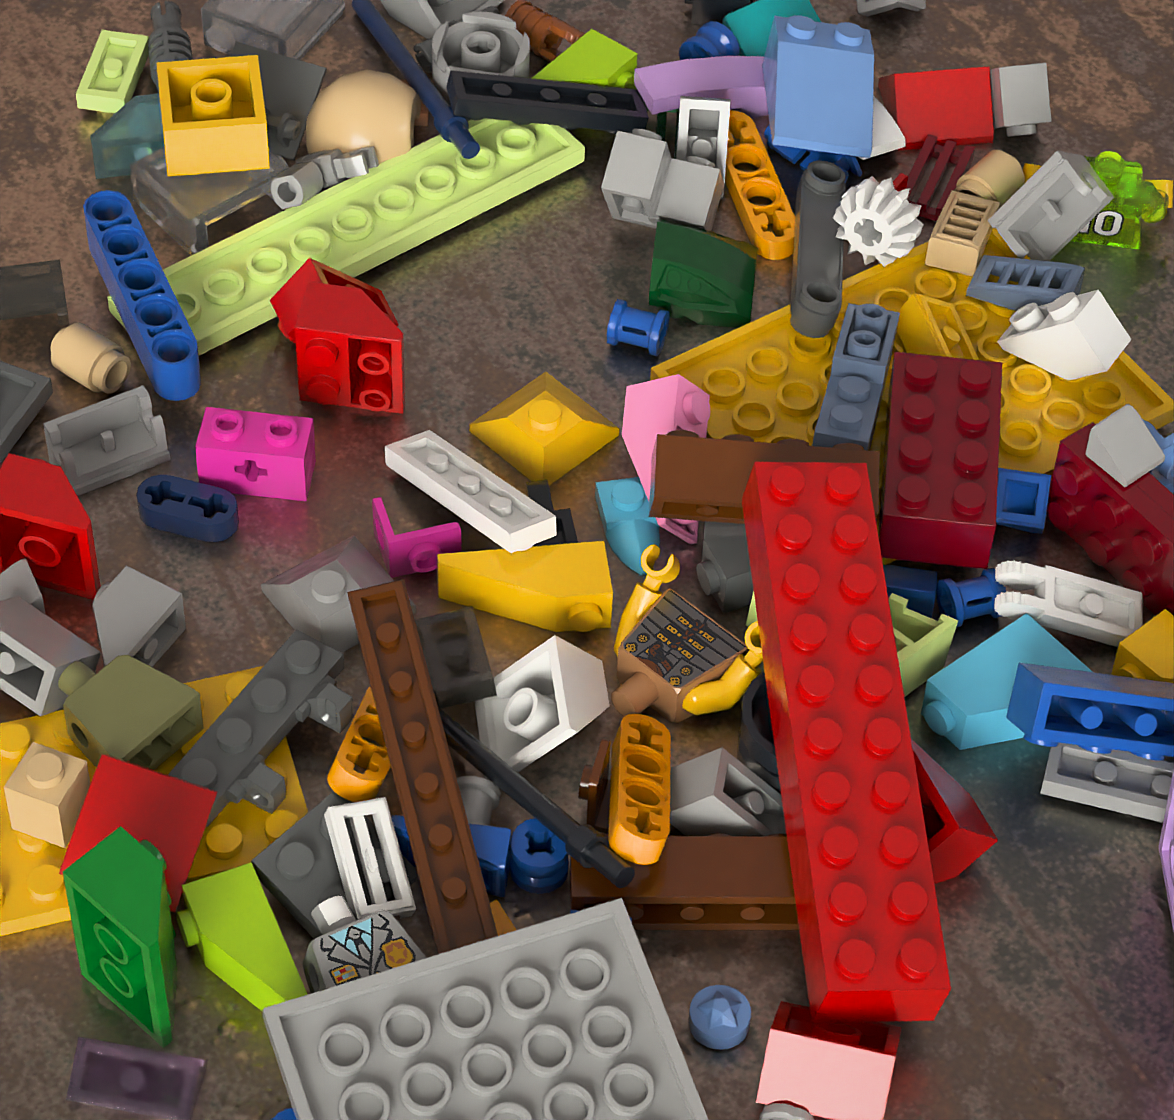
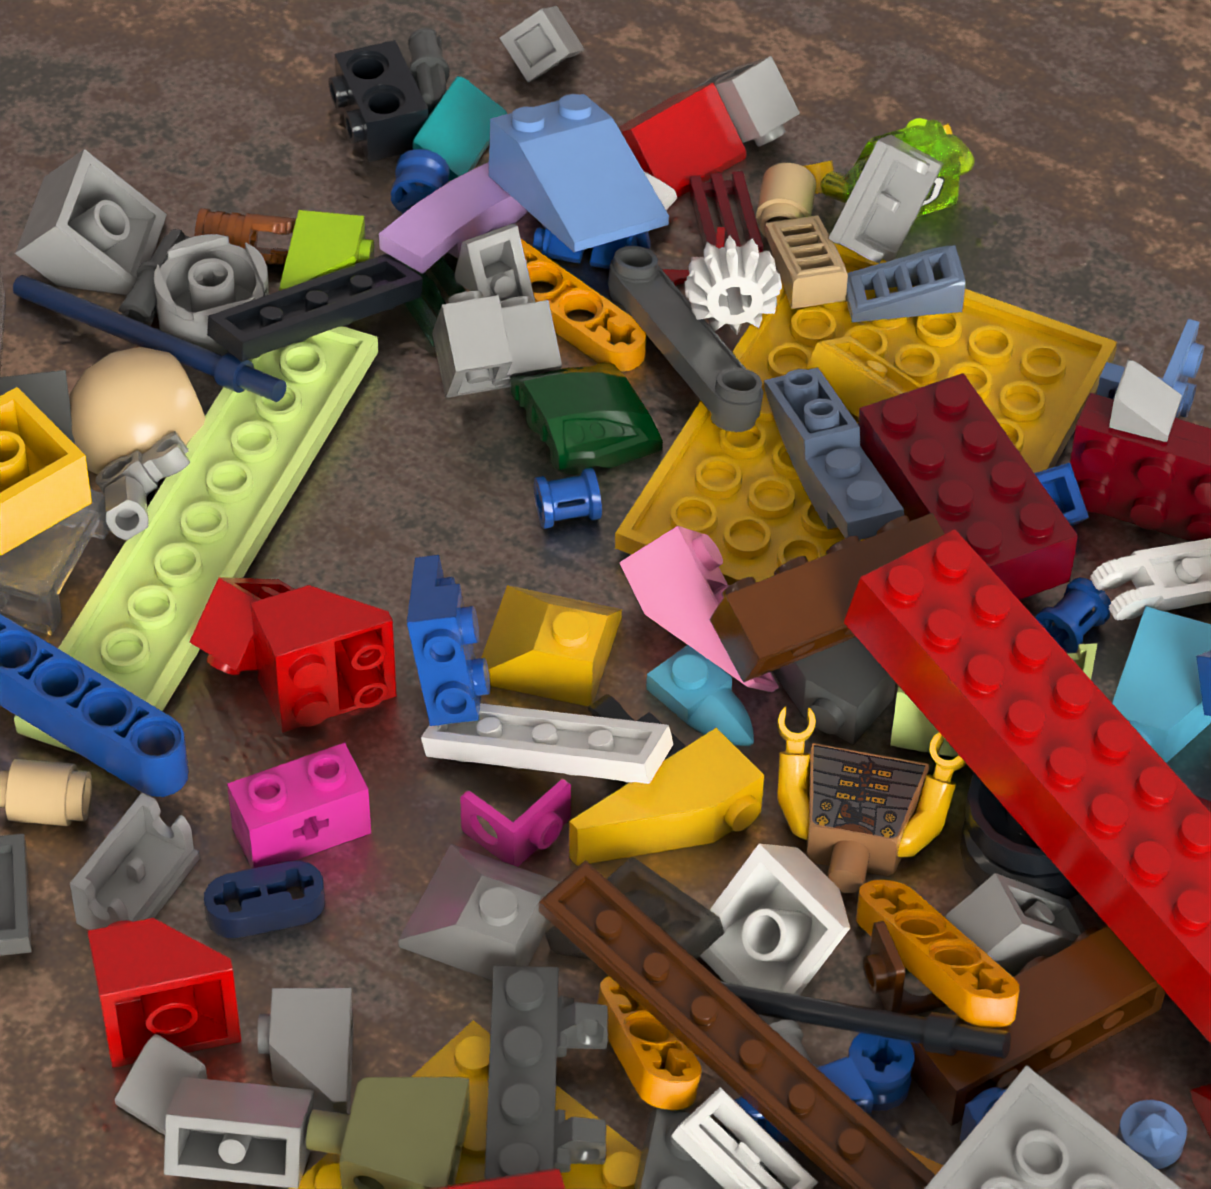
camera: 30 degrees left, 0 degrees up
(437, 380) = (442, 645): none -> blue plate
(1067, 336) = (983, 320): white slope -> none

